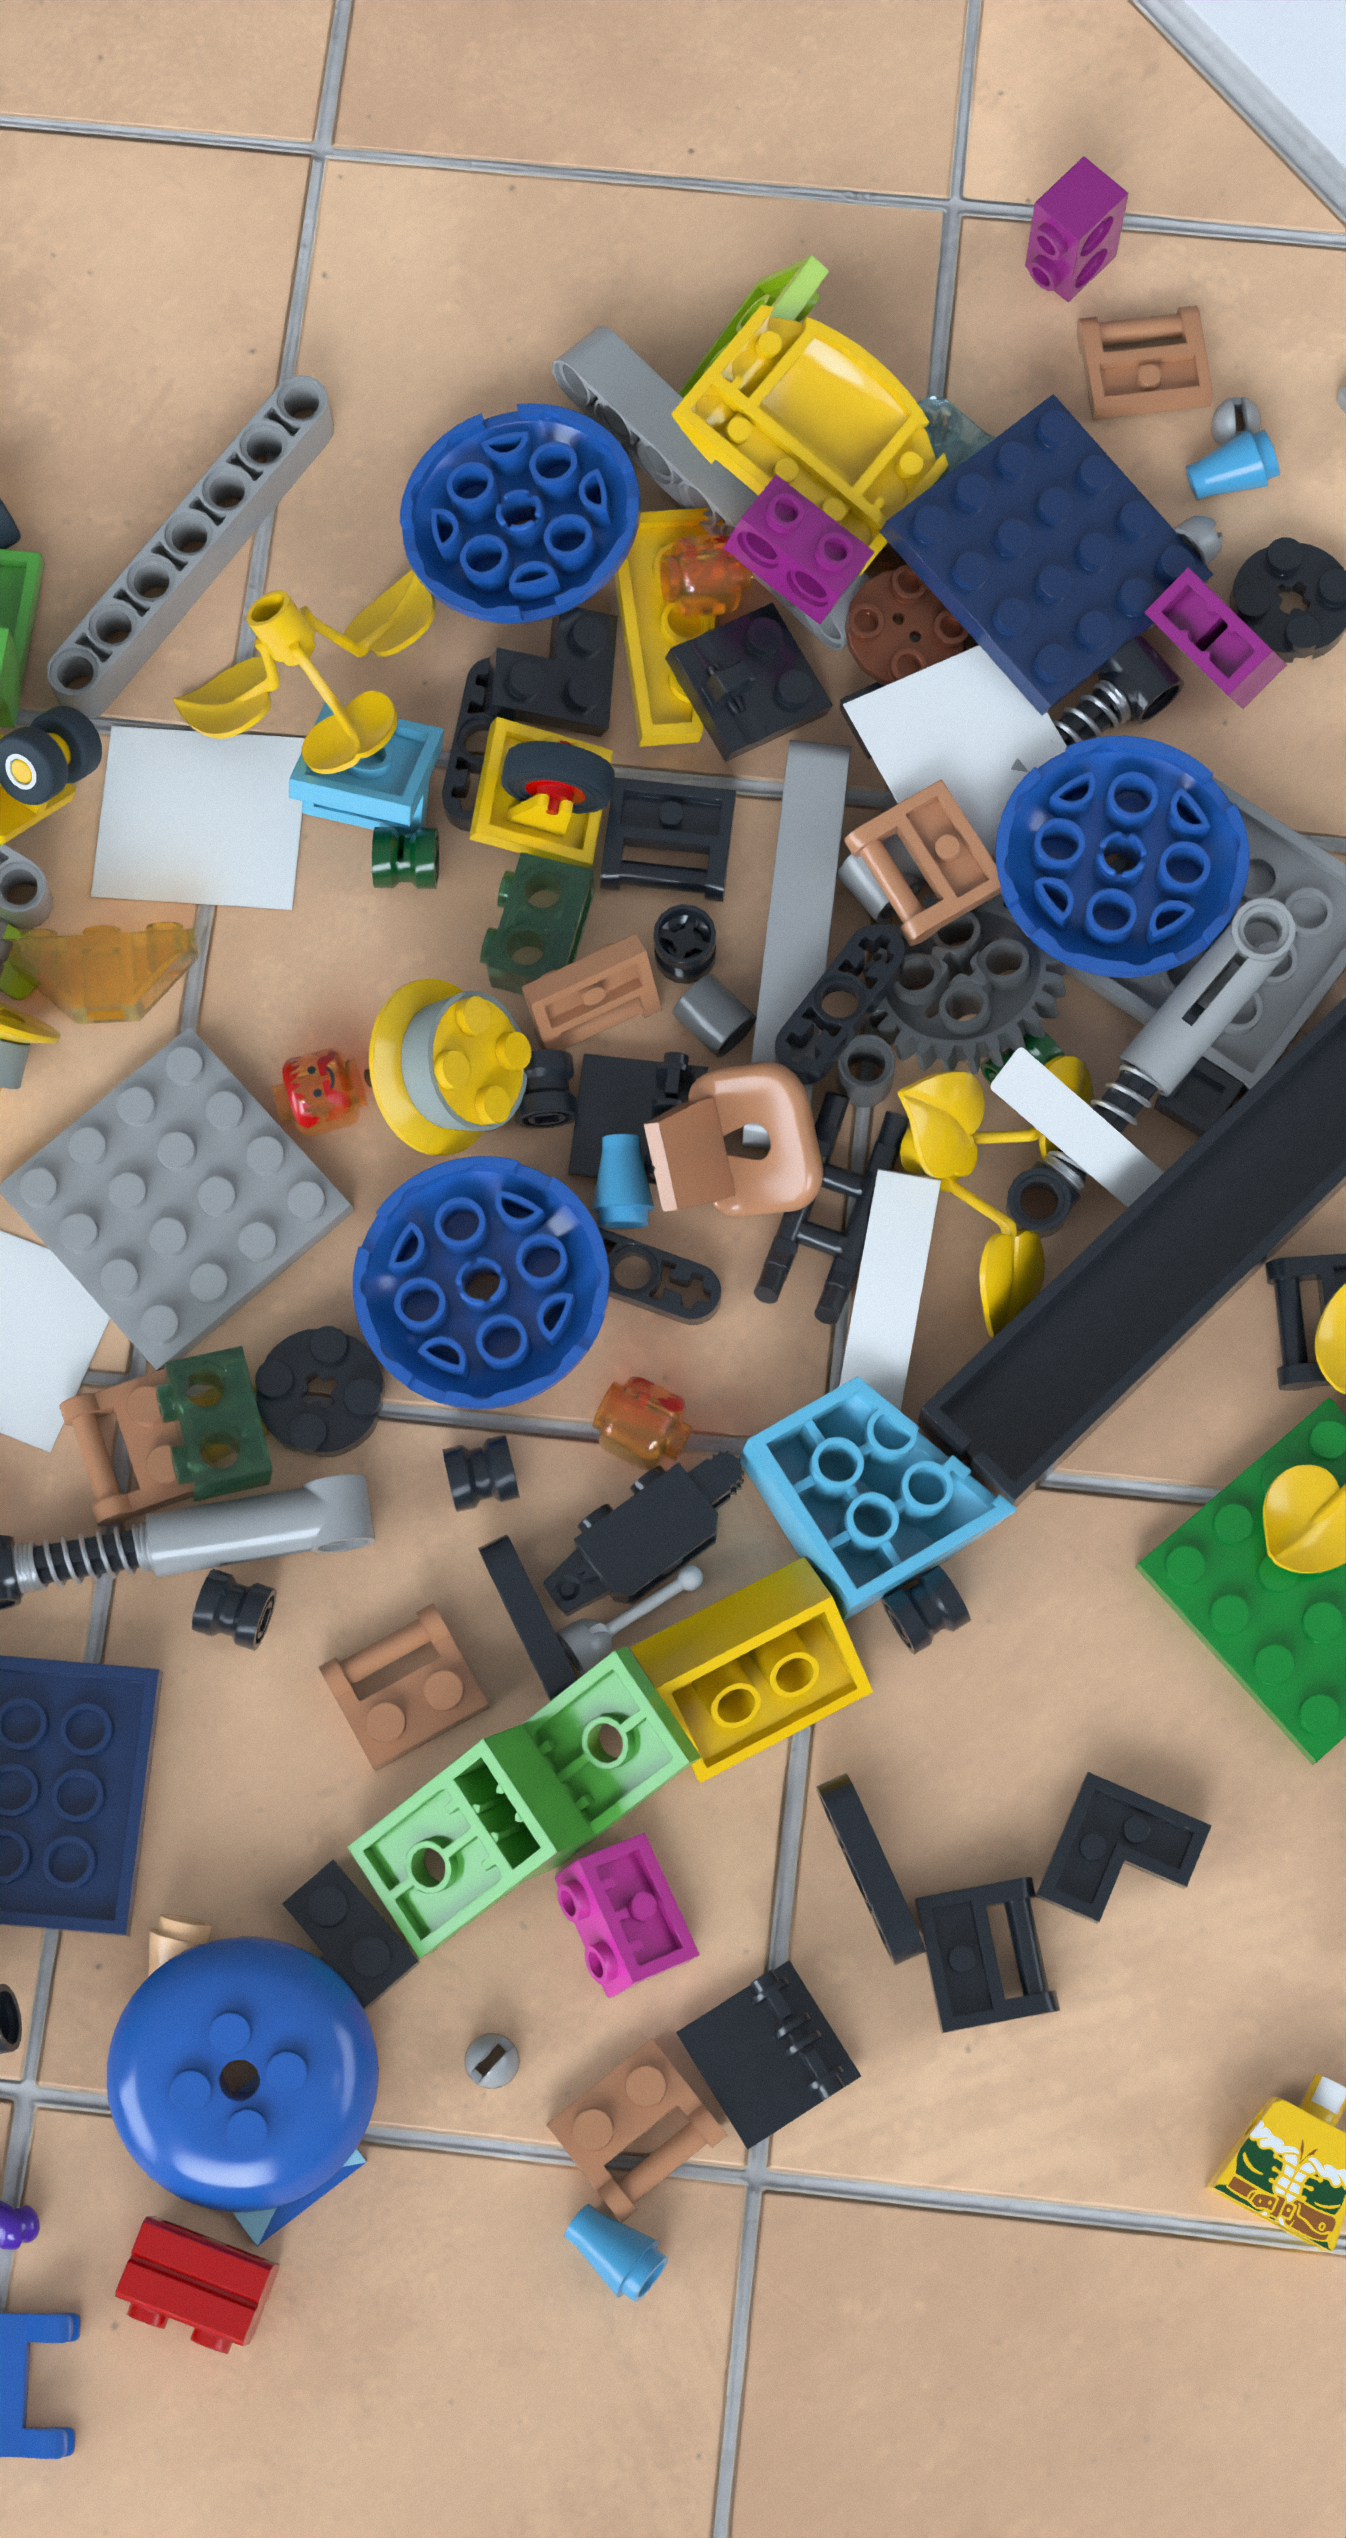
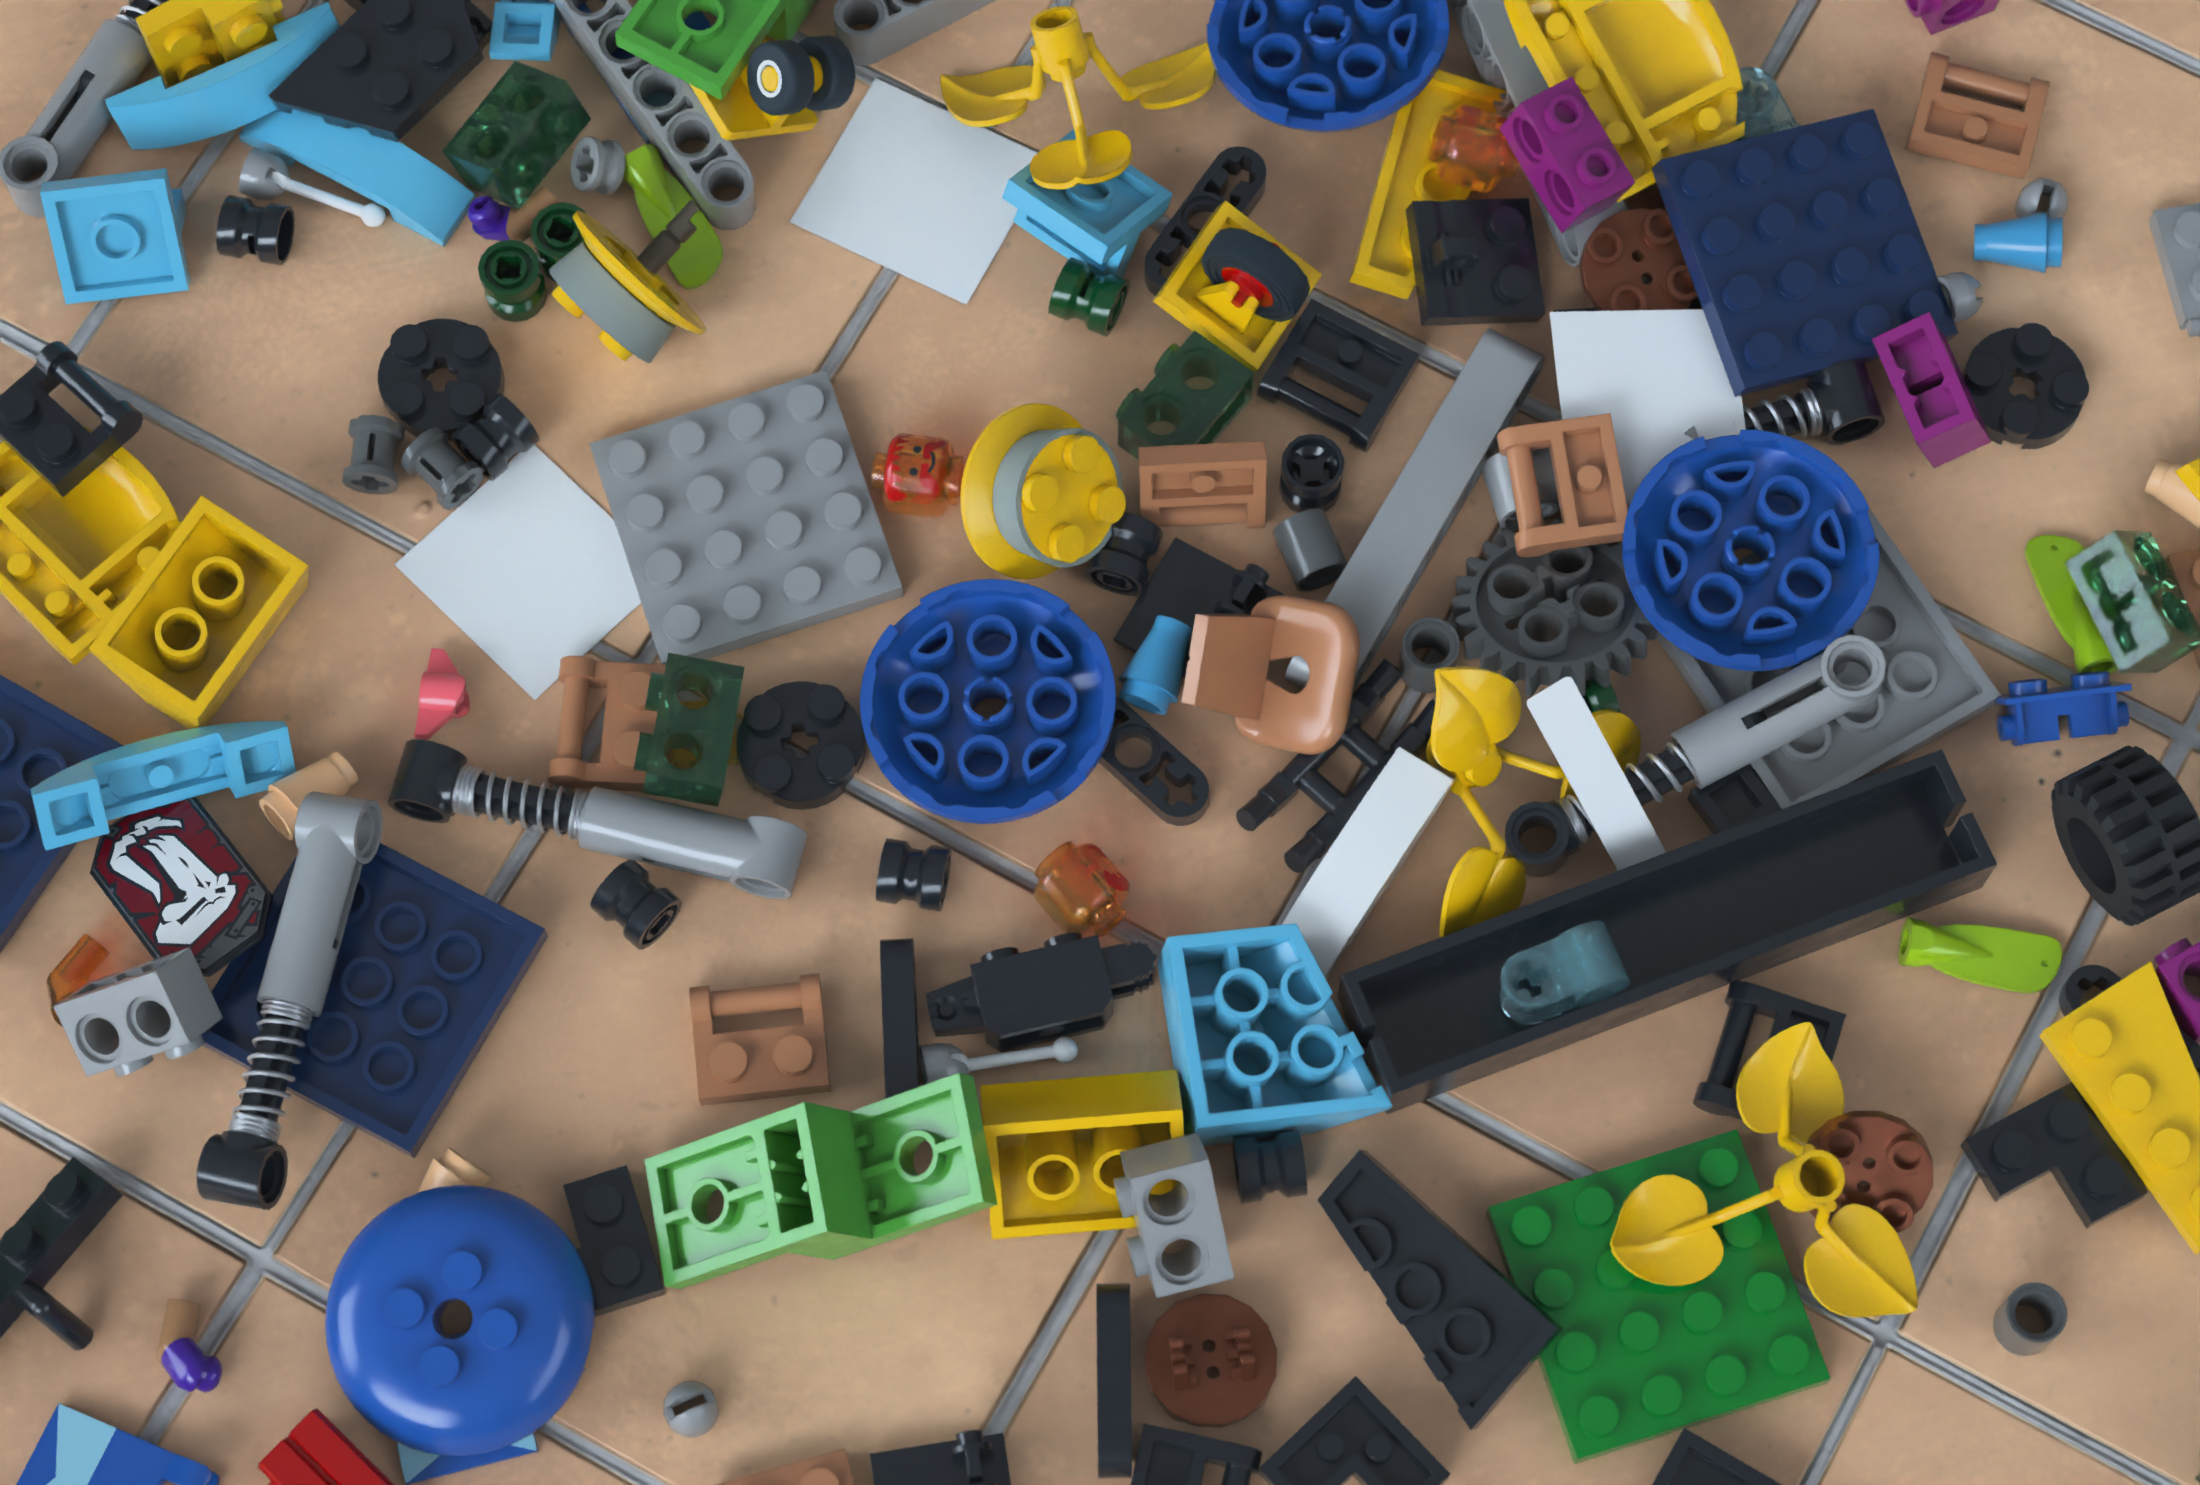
camera: 20 degrees right, 5 degrees down
(104, 971) = (771, 290): clear yellow slope -> none
(567, 688) = (1303, 203): black plate -> none
(624, 1915) = (869, 1326): dark pink bracket -> none
(869, 1690) = (1183, 1213): none -> light grey brick
(879, 982) = (1440, 556): black beam -> none
(922, 1828) = (1179, 1365): none -> copper plate
(1125, 1314) = (1572, 972): none -> clear light blue piece
(1142, 1663) = (1454, 1303): none -> black wing

